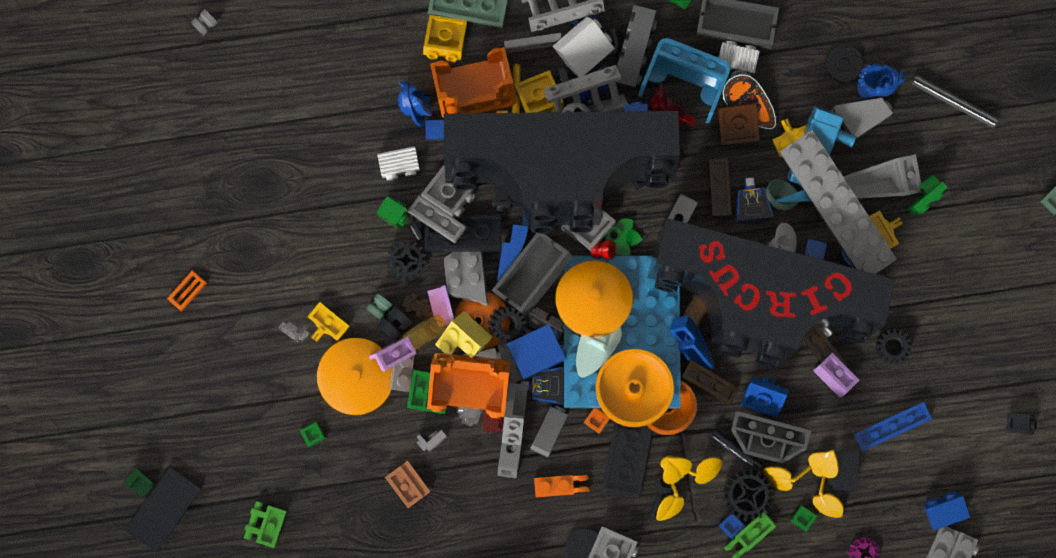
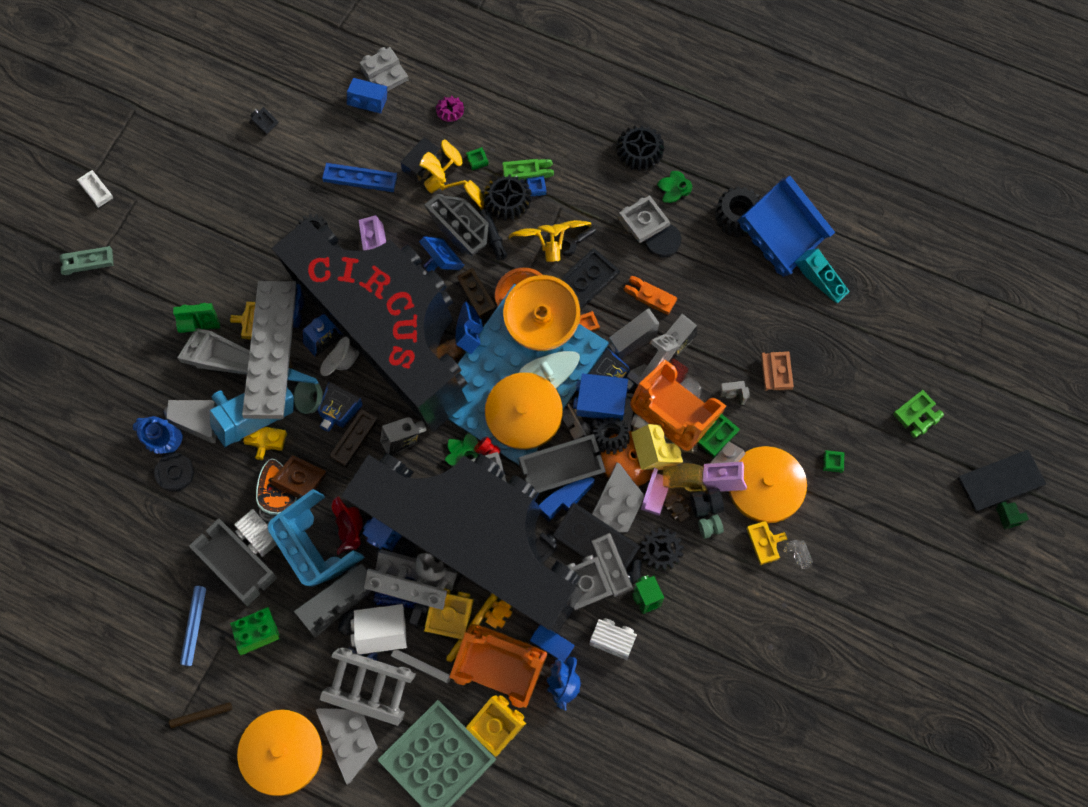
camera: 150 degrees left, 15 degrees down
(183, 295) = (858, 657): orange tile -> none
(955, 101) = (112, 383): dark grey axle -> none

